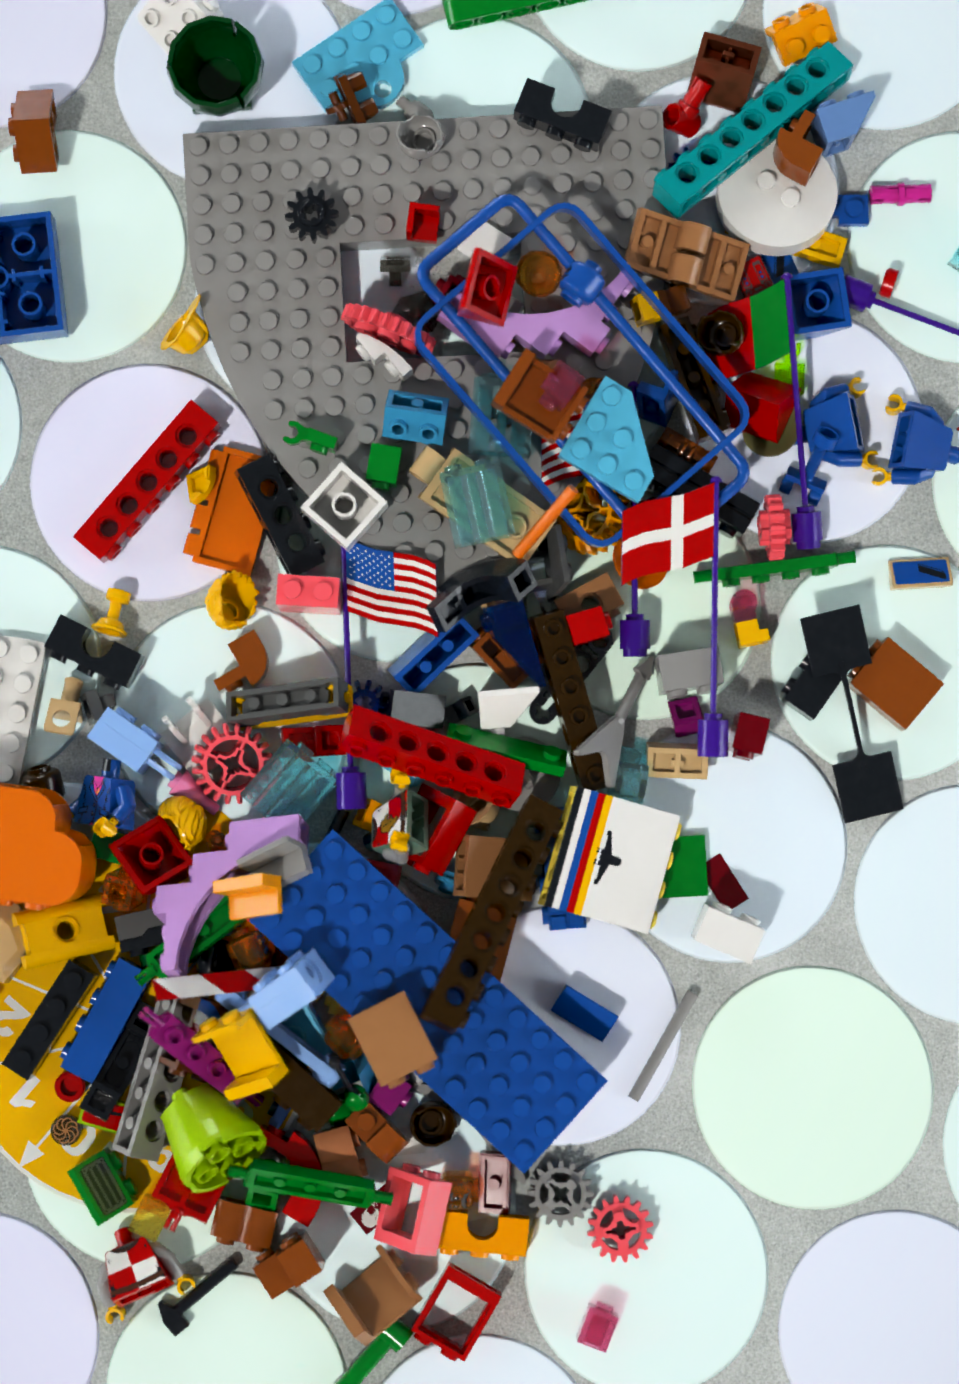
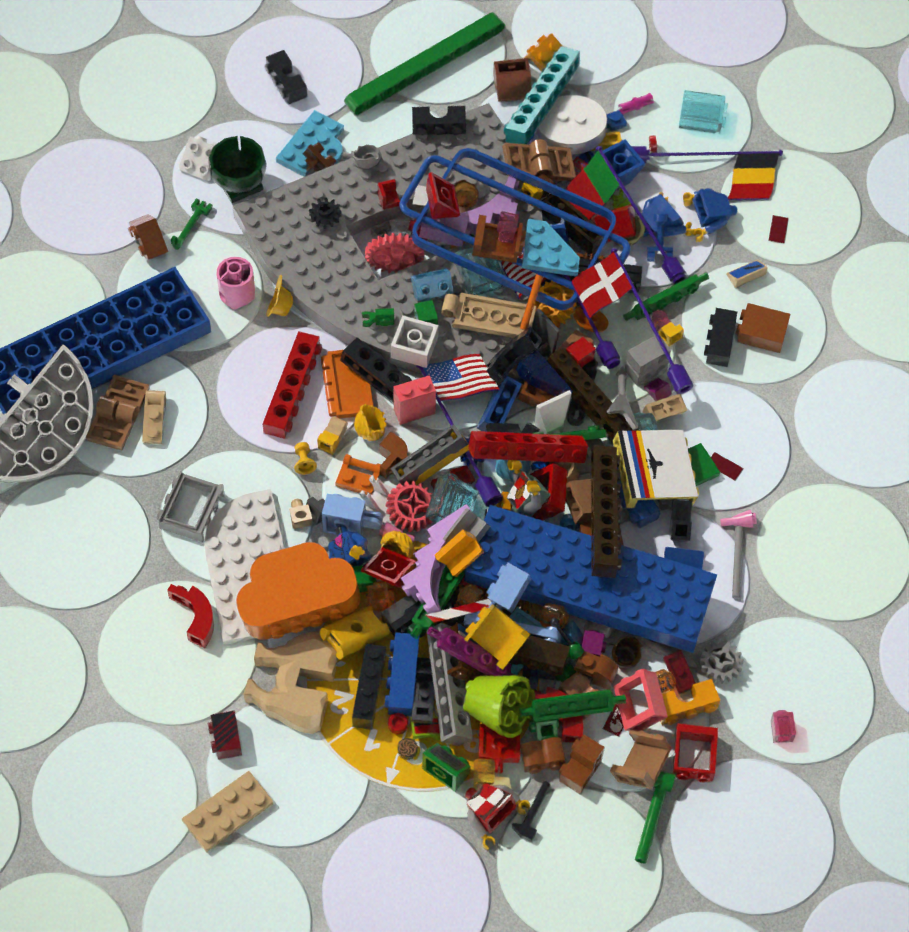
camera: 20 degrees left, 25 degrees down
(69, 642) = (317, 485): black arch -> none
(136, 289) = (235, 282): none -> bright pink cylinder
(138, 108) = (199, 209): none -> green hinge
(172, 590) = (332, 435): none -> leg
(175, 679) = (356, 480): none -> orange plate
(200, 483) = (323, 373): yellow tile -> none
(376, 351) = (394, 262): white slope -> none
(393, 1040) = (582, 593): medium nougat brick -> none
(476, 503) = (488, 311): clear light blue brick -> none
(581, 283) = (492, 179): blue head -> none
(607, 957) = (680, 520): none -> black brick
(635, 1226) = (766, 675): coral gear -> none
(684, 116) = (502, 103): red pin -> none
(705, 986) = (744, 519): none -> bright pink cone
(720, 333) = (579, 187): dark brown hair -> none
(728, 933) = (742, 481): white brick -> none
(747, 736) = (700, 376): dark red brick -> none
(774, 527) = (656, 273): coral gear -> none
(795, 155) = (571, 97): dark orange brick -> none
(835, 645) = (776, 380): black hinge -> none
(839, 121) = (586, 78): medium blue slope -> none

